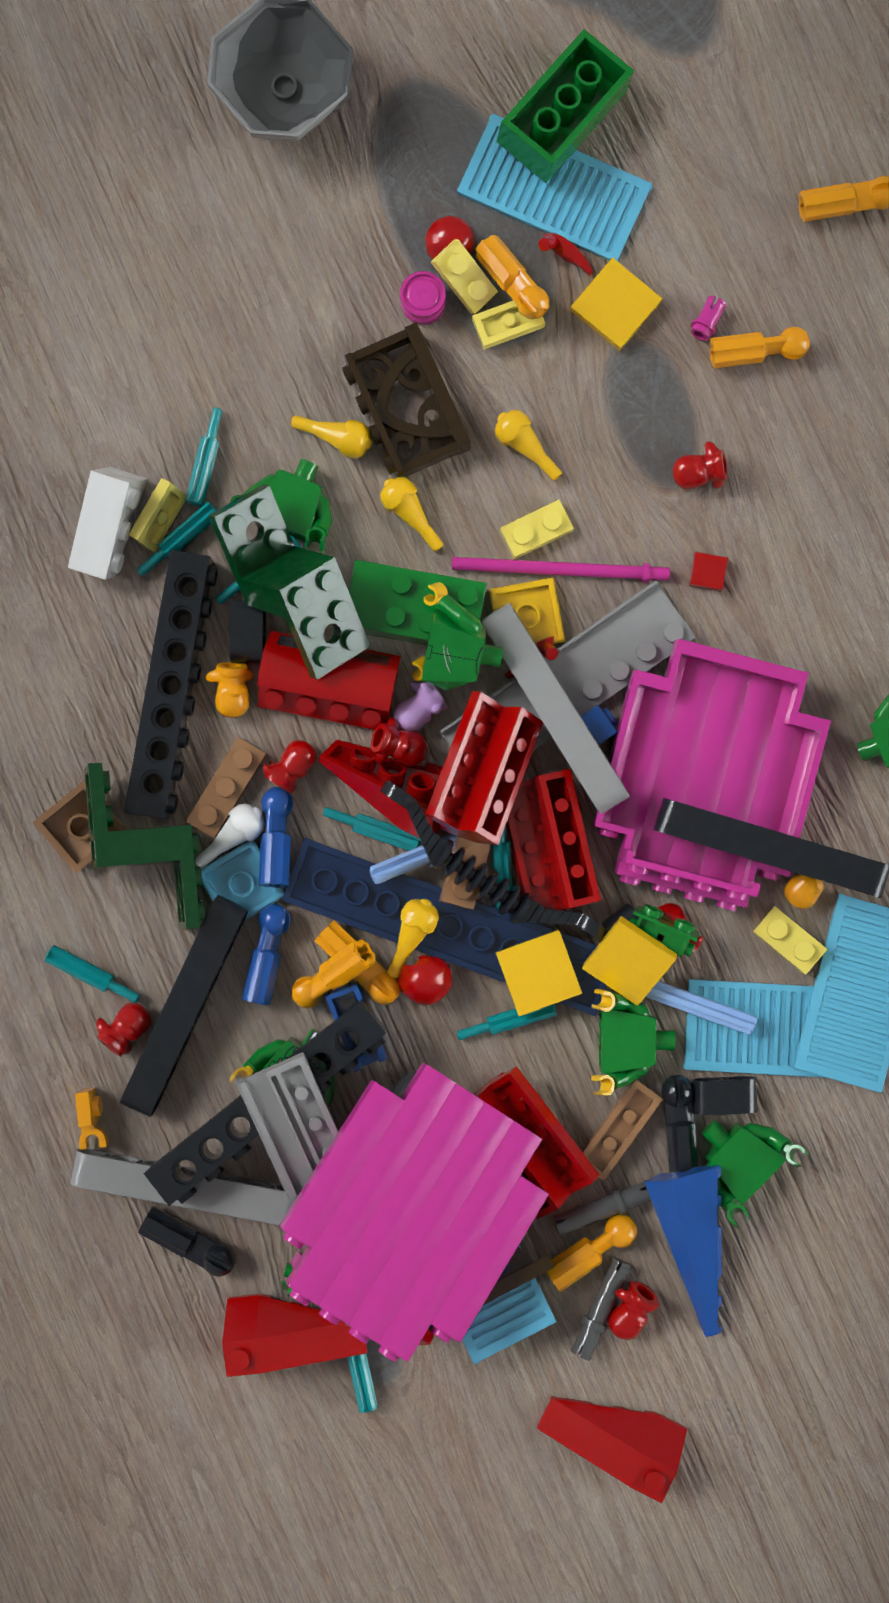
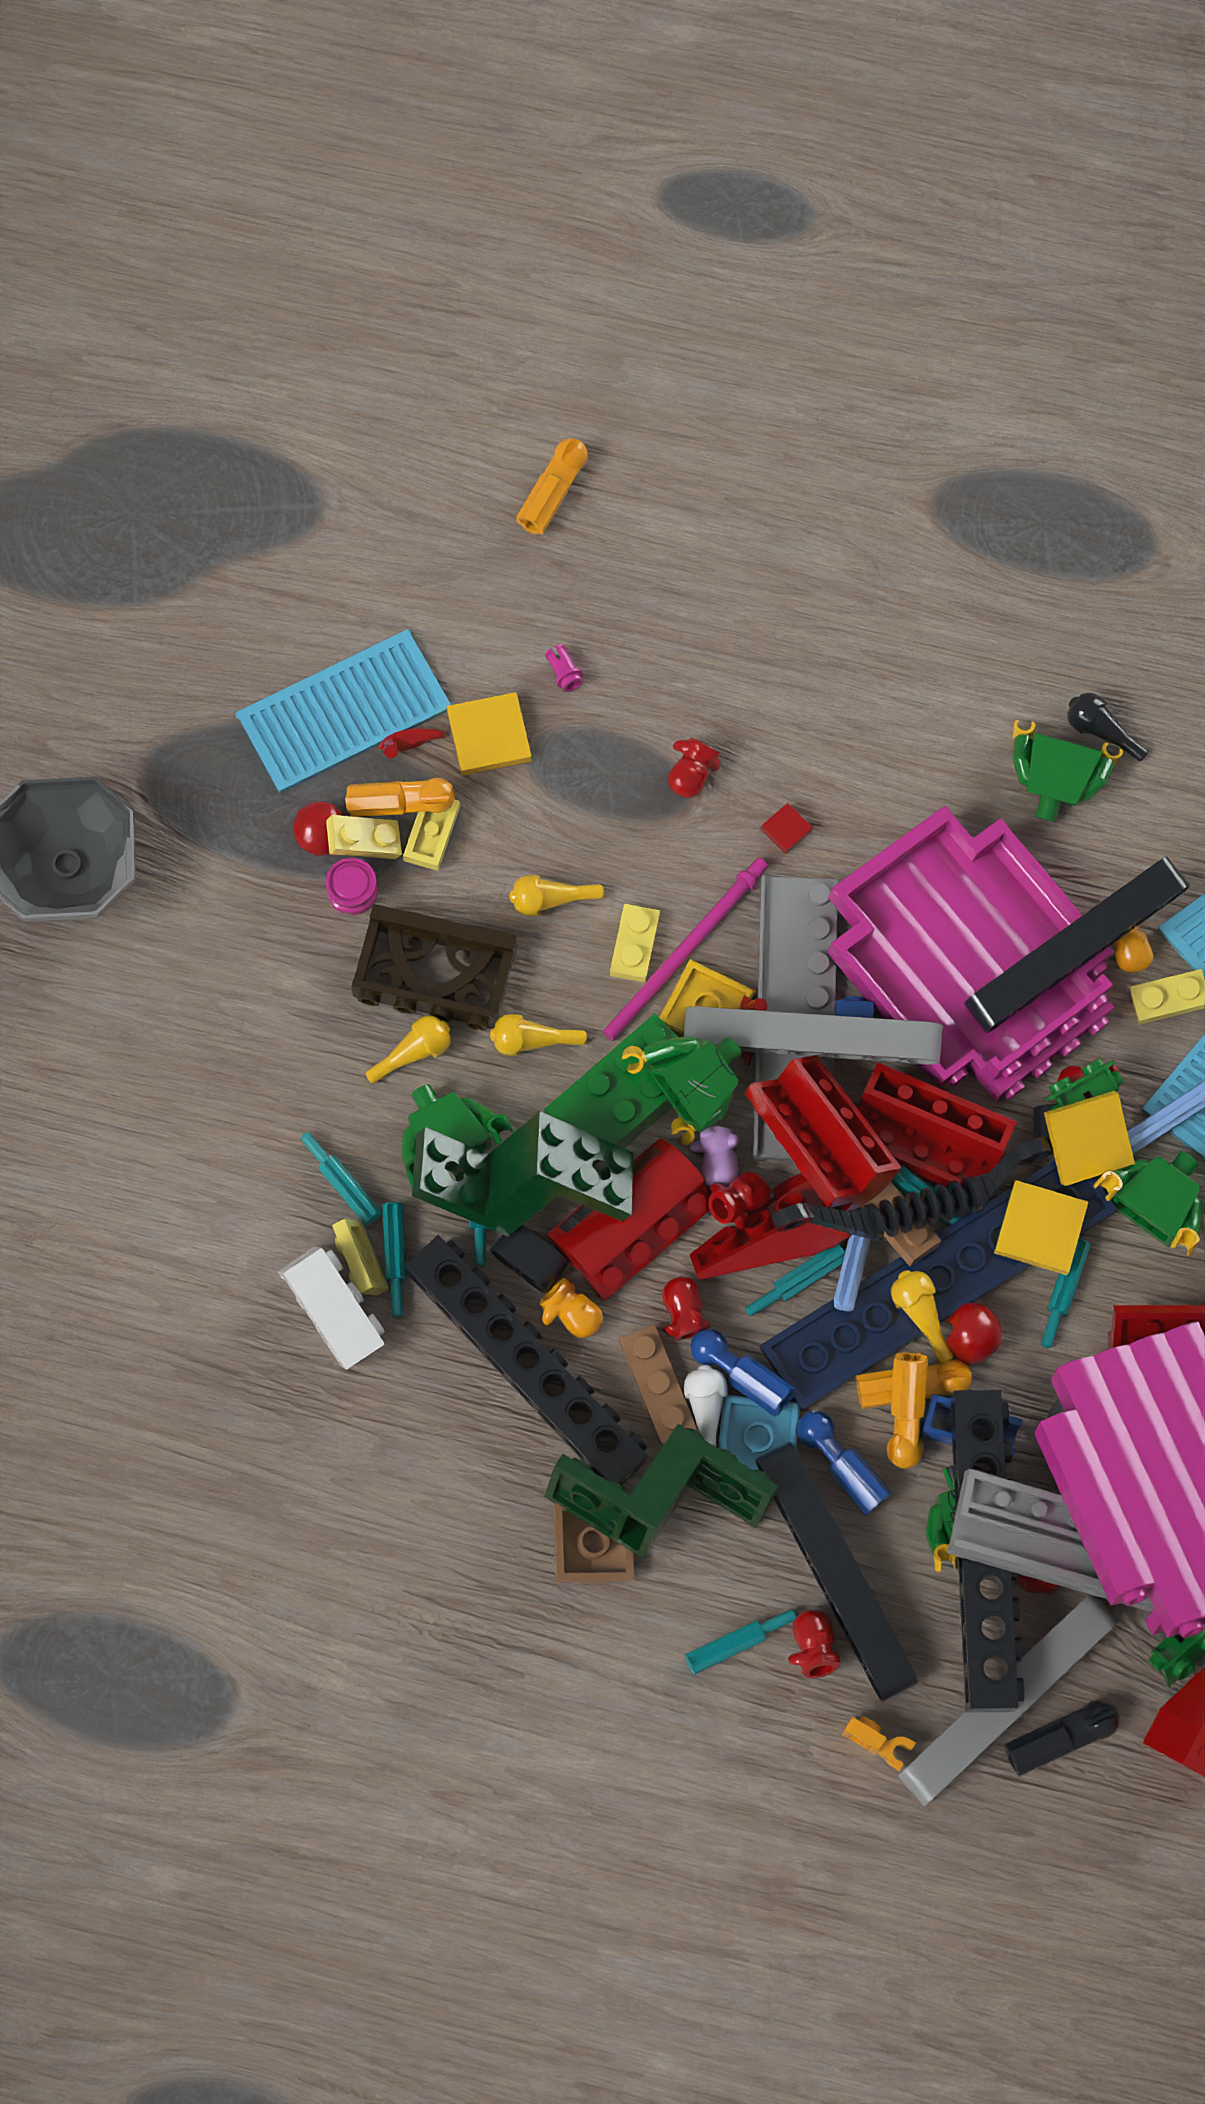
camera: 55 degrees left, 15 degrees down
(564, 106) = (286, 647): green brick -> none
(754, 347) = (620, 649): light orange piece -> none

